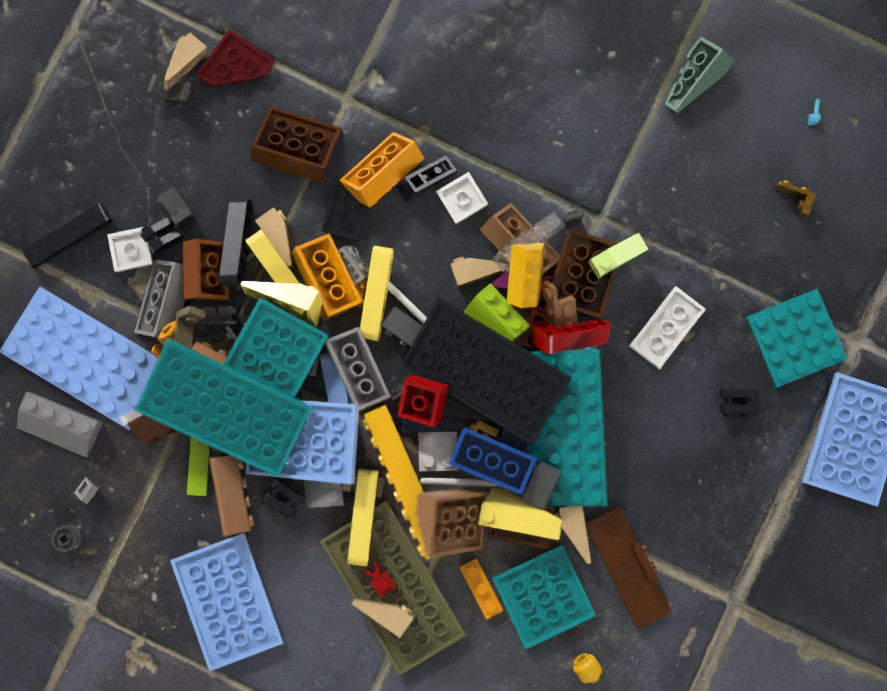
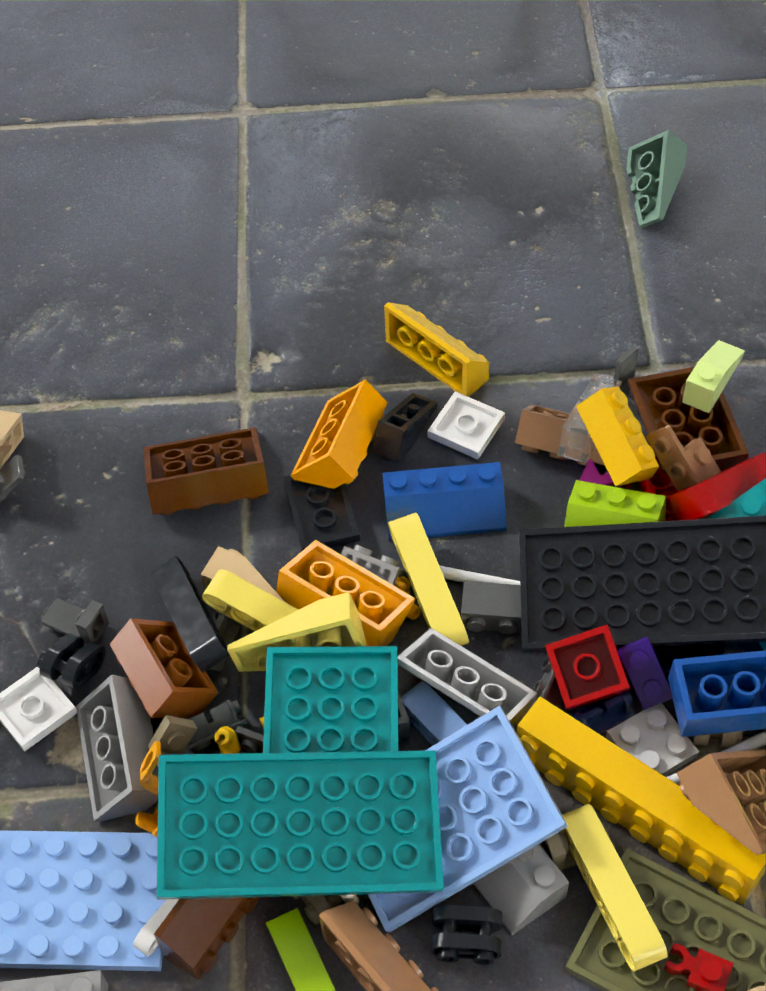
camera: 25 degrees left, 30 degrees down
(219, 333) = (227, 740): none -> yellow arm
(234, 62) = (68, 419): dark red plate -> none
(418, 245) = (448, 498): none -> blue slope
(455, 415) = (645, 673): none -> dark purple plate
(472, 270) = (541, 492): tan slope -> none
(475, 133) = (435, 349): none -> yellow slope

